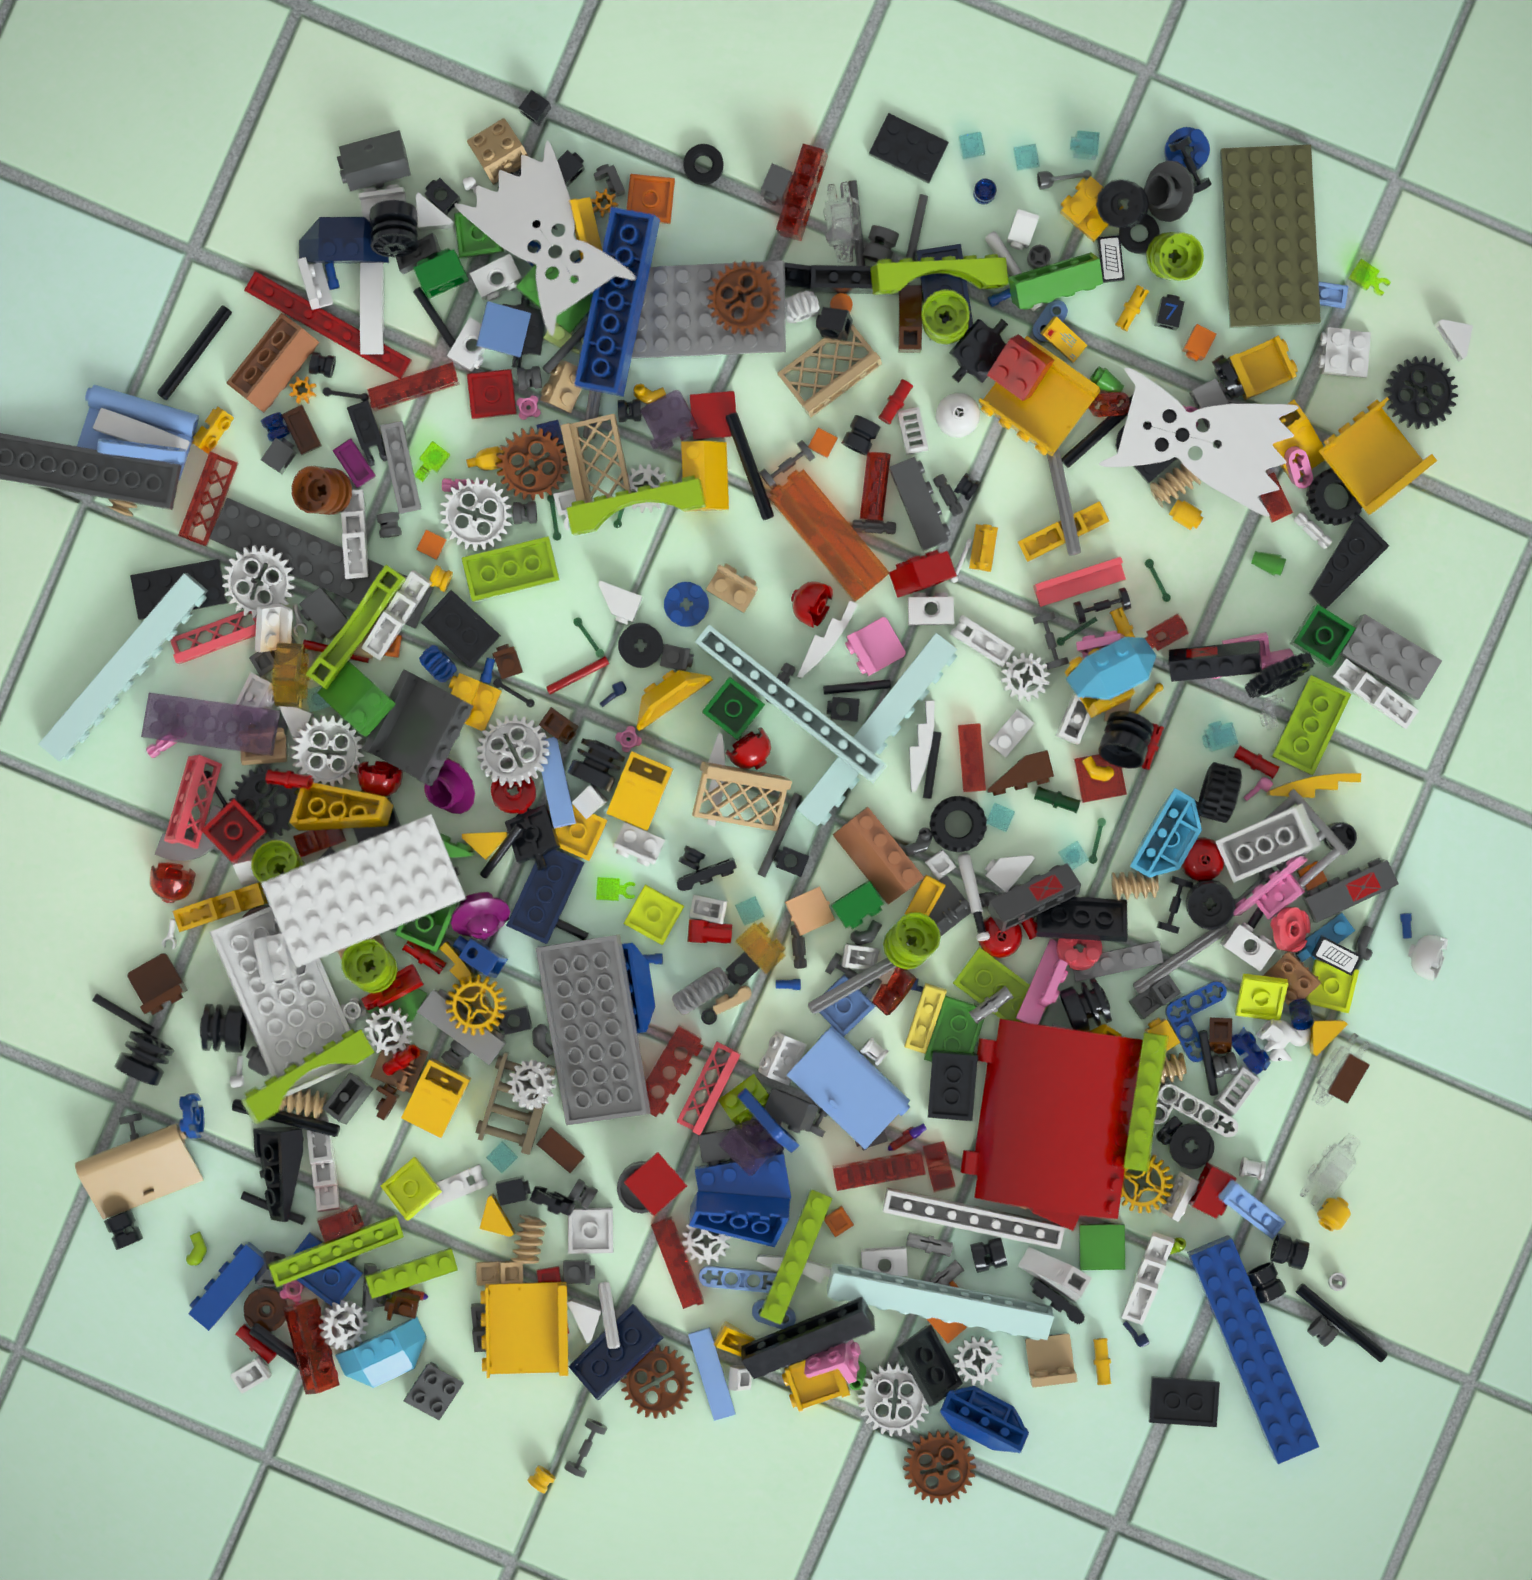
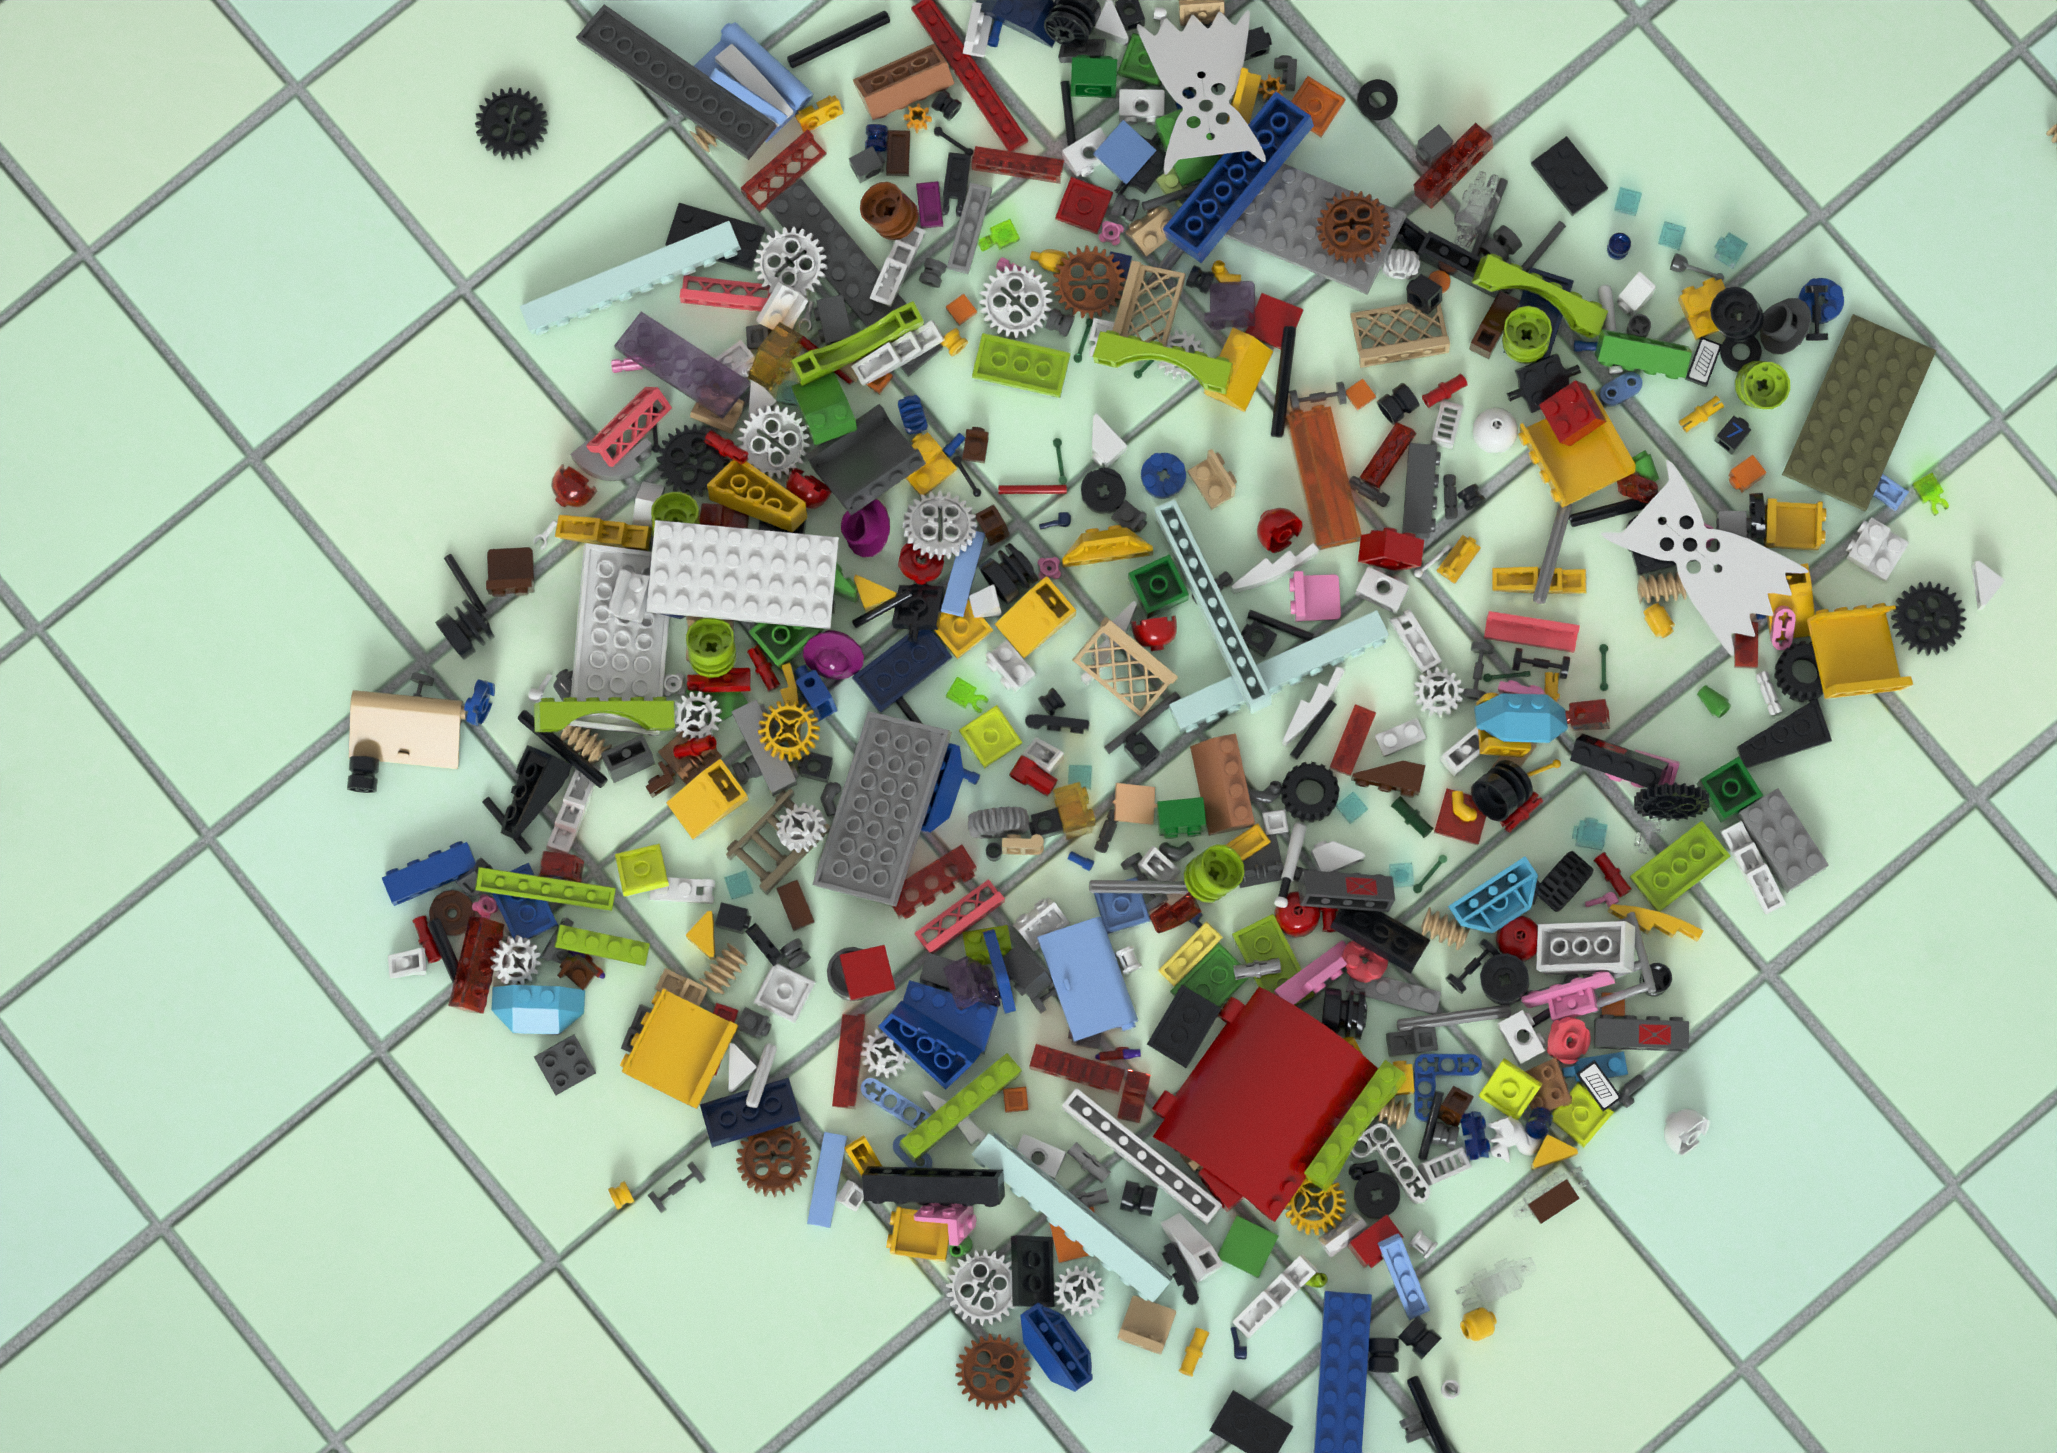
camera: 25 degrees right, 10 degrees down
(199, 1250) = (419, 829): lime arm -> none
(220, 1028) = (547, 637): black wheel -> none
(233, 831) = (653, 467): red brick -> none
(371, 308) = (1016, 78): white slope -> none
(460, 629) = (949, 395): black plate -> none
(1063, 339) = (1625, 410): yellow tile -> none
(1406, 919) = (1680, 1088): blue piece -> none

